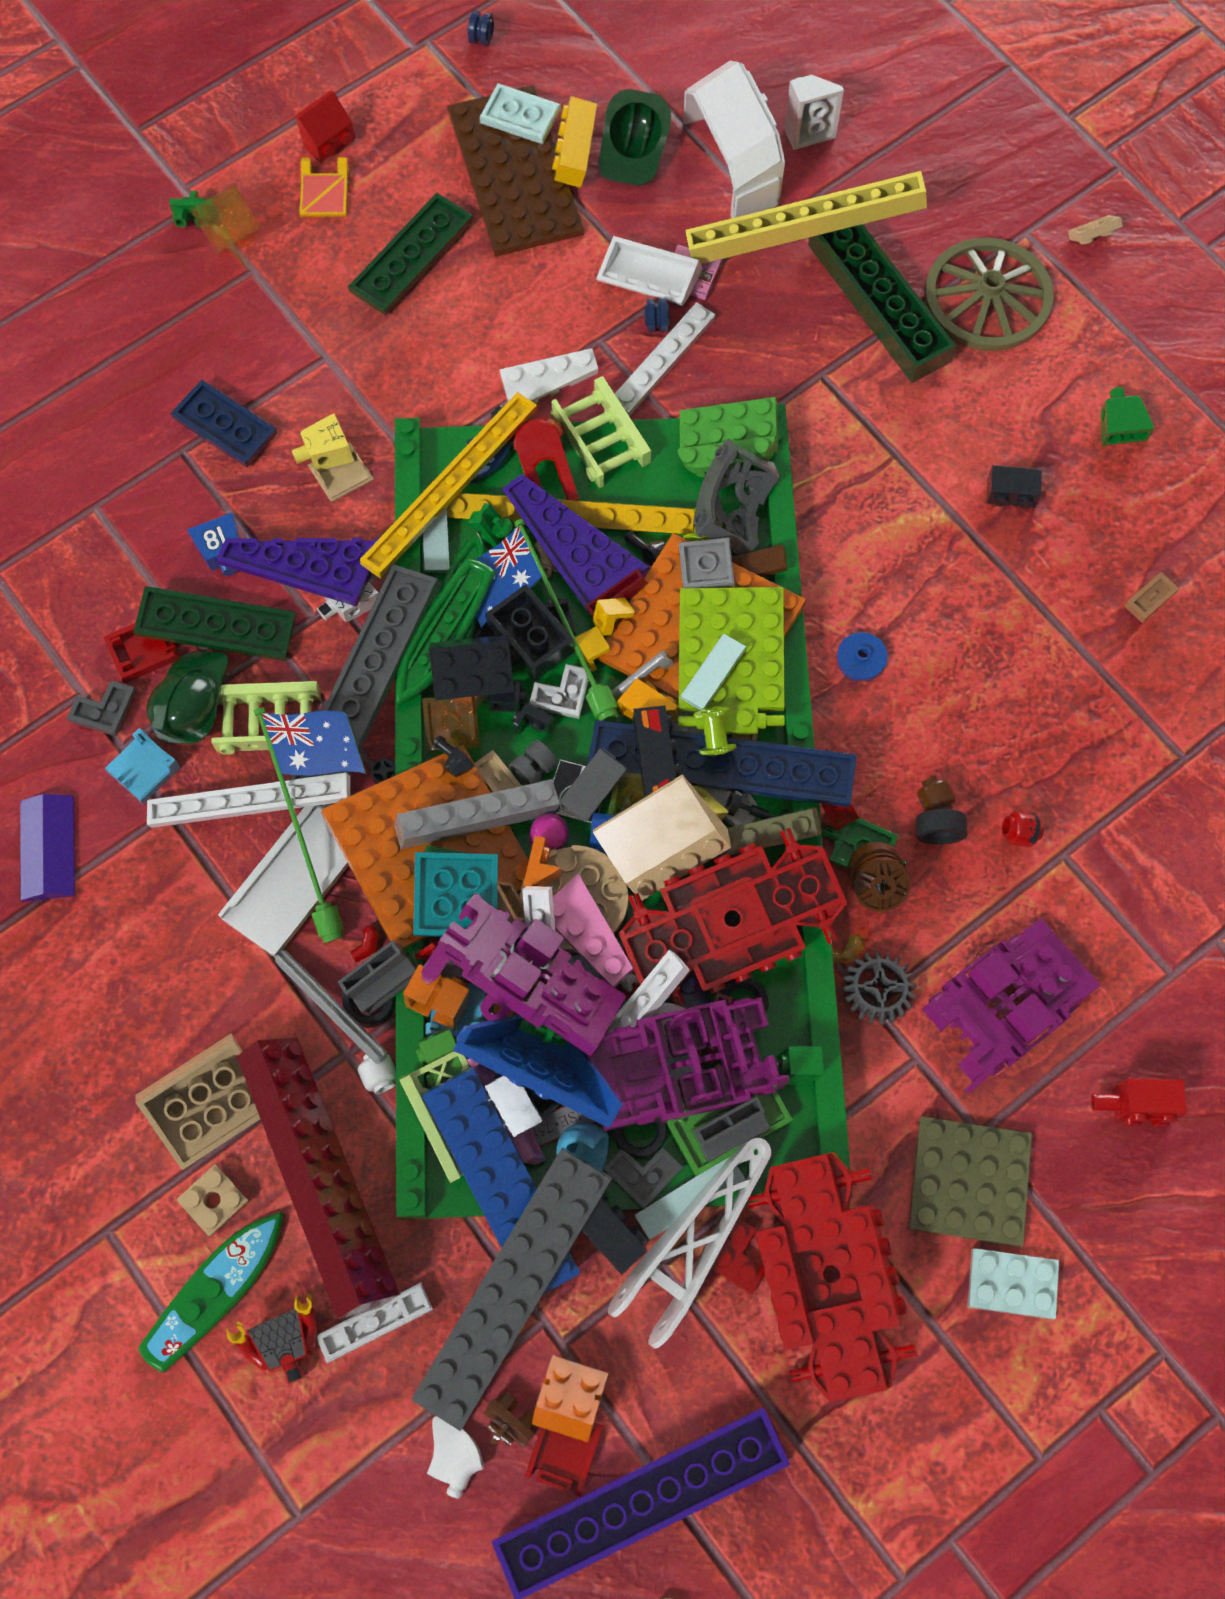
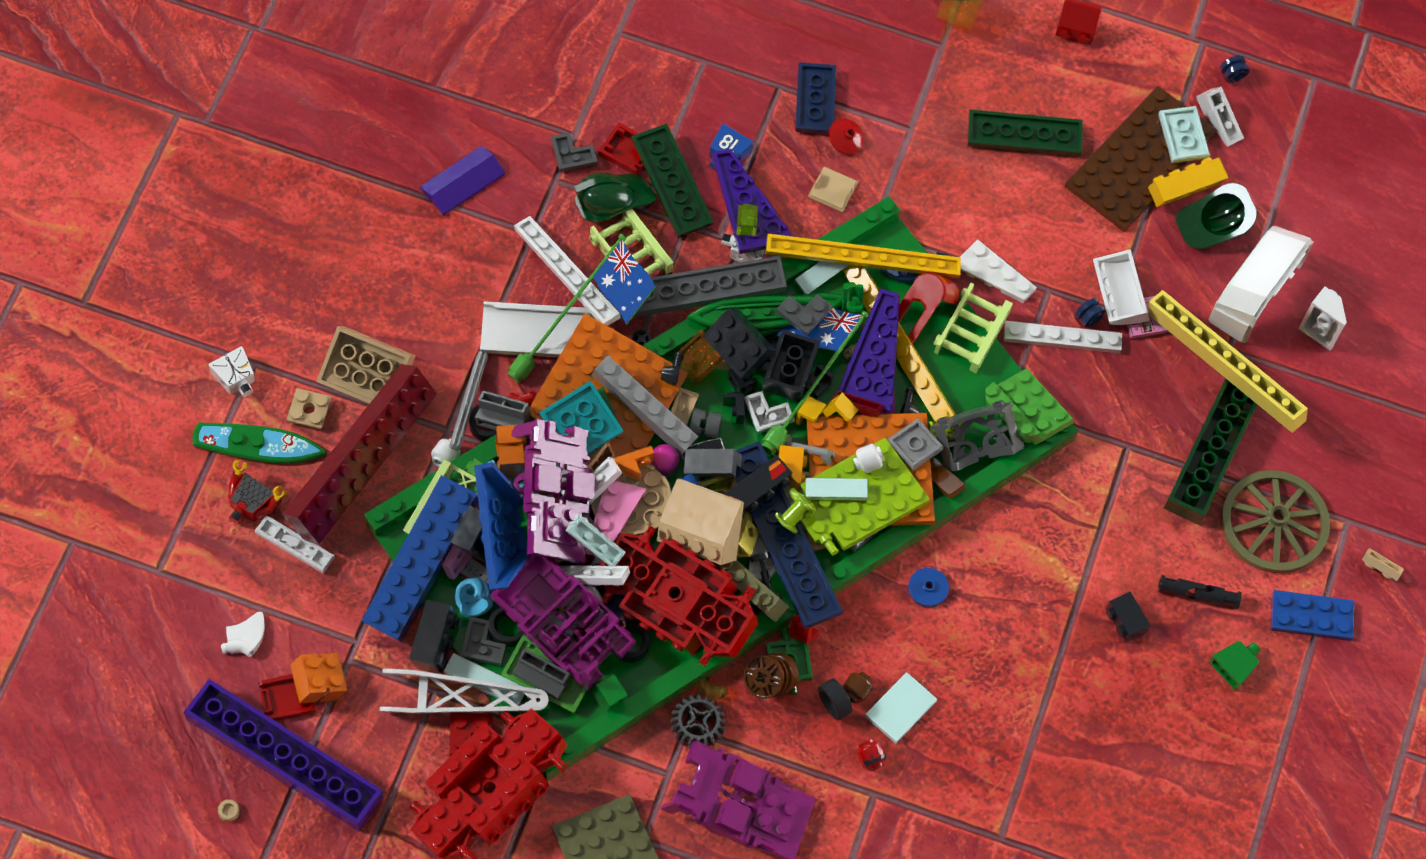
camera: 50 degrees right, 5 degrees down
(103, 1263) = (233, 372): none -> white torso
(142, 767) = (549, 200): medium azure piece -> none
(289, 420) = (841, 140): none -> red dish
(323, 192) = (1032, 51): flag -> none
(324, 445) = (842, 166): light yellow torso -> none
(326, 571) = (747, 219): none -> clear neon green brick
(483, 585) = (806, 317): none -> dark grey plate
(506, 1425) = (286, 646): reddish brown hips -> none
(511, 1289) = (362, 602): dark grey plate -> none
(519, 71) = (1219, 114): none -> white slope
(617, 968) = (595, 541): none -> light aqua tile
(701, 616) = (869, 458): none -> white head
(982, 767) = (901, 708): none -> light aqua tile
(1025, 405) = (1203, 592): none -> black piece
(1108, 323) = (1312, 615): none -> blue plate
(1151, 597) = (1107, 753): medium nougat plate -> none

